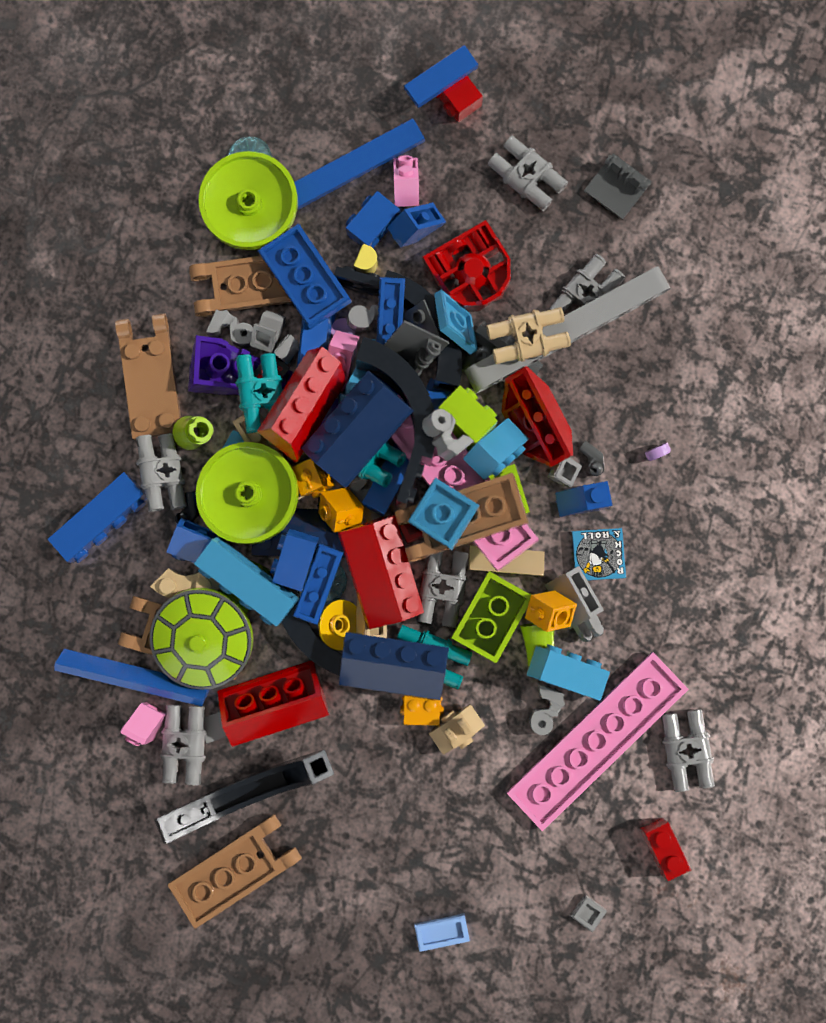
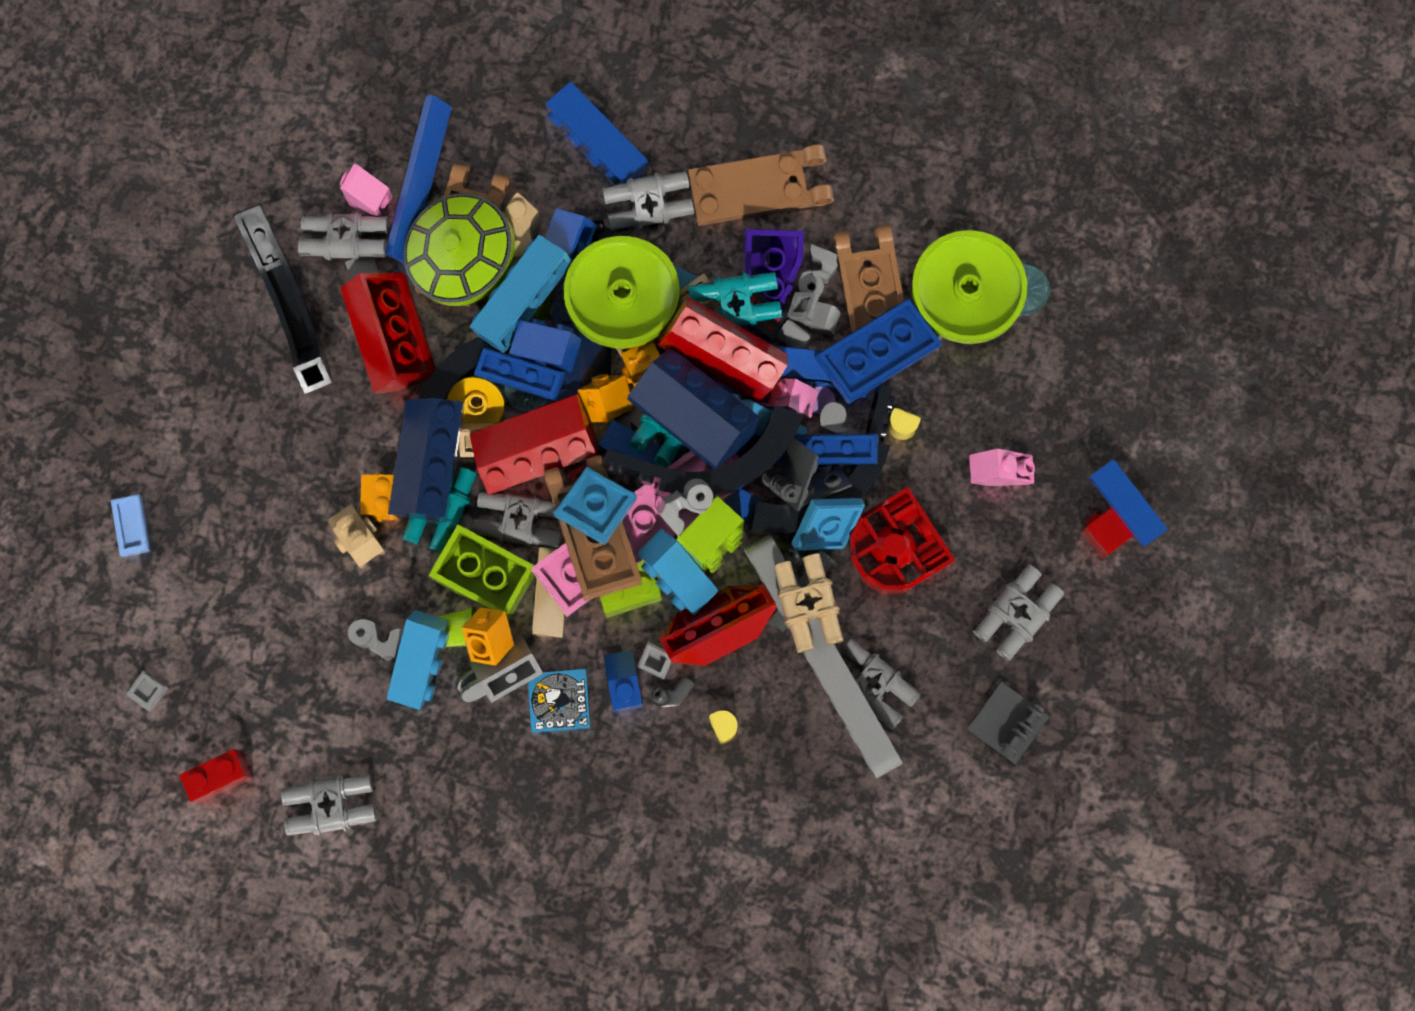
camera: 90 degrees right, 5 degrees down
(184, 432) = (703, 226): lime plant -> none
(230, 874) = (201, 292): medium nougat hinge -> none
(358, 162) = (1024, 413): blue tile -> none
(372, 220) = (951, 430): blue brick -> none
(415, 224) = (950, 481): blue slope -> none
(597, 741) = (342, 699): bright pink plate -> none
(621, 415) = (724, 725): none -> light yellow brick
(658, 451) = (681, 769): lavender tile -> none

